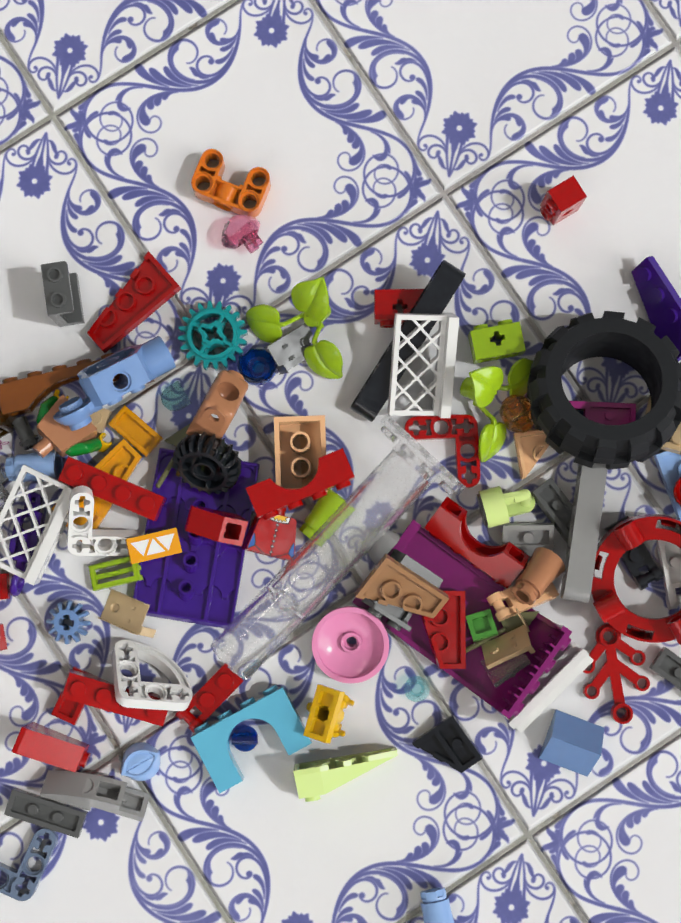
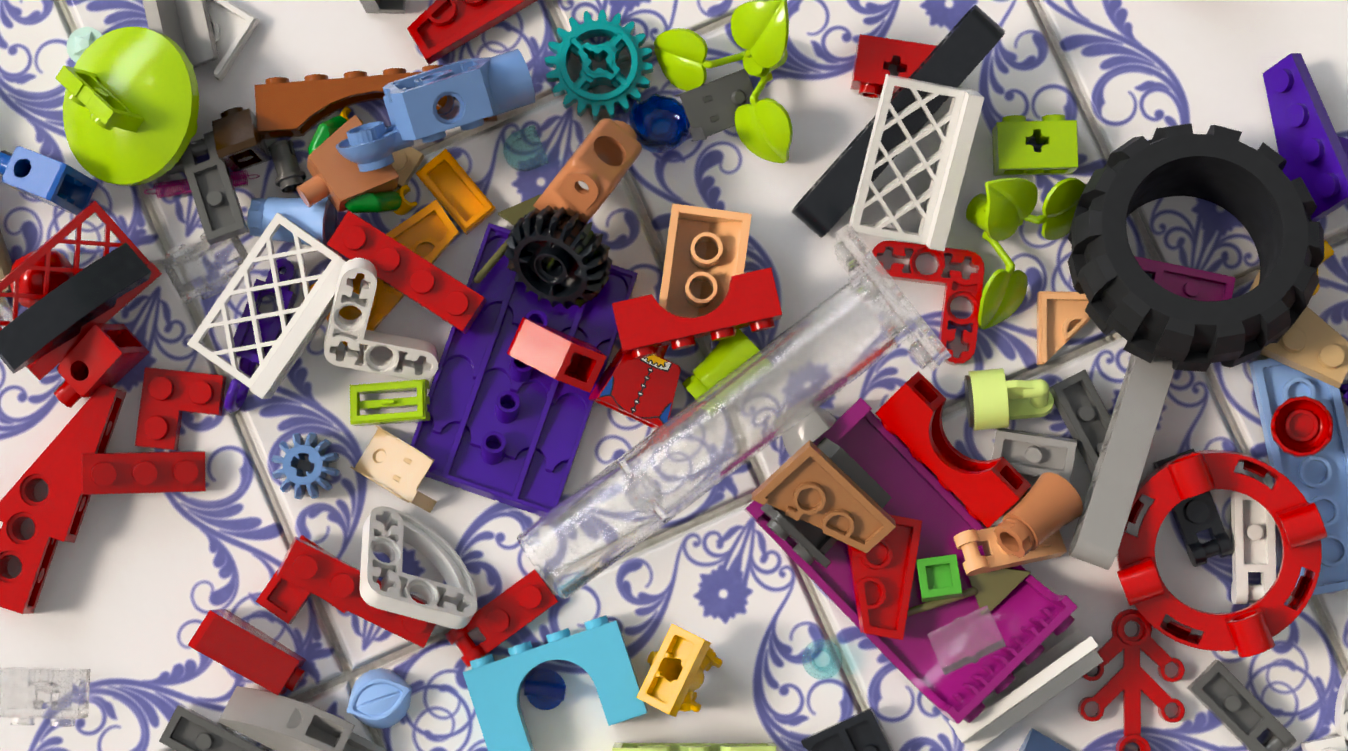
camera: 15 degrees right, 0 degrees up
(153, 545) = (455, 370): light orange tile -> none
(350, 661) = (714, 594): bright pink dish -> none
(507, 645) = (974, 615): tan piece -> none
(516, 413) = (1047, 262): clear orange head -> none

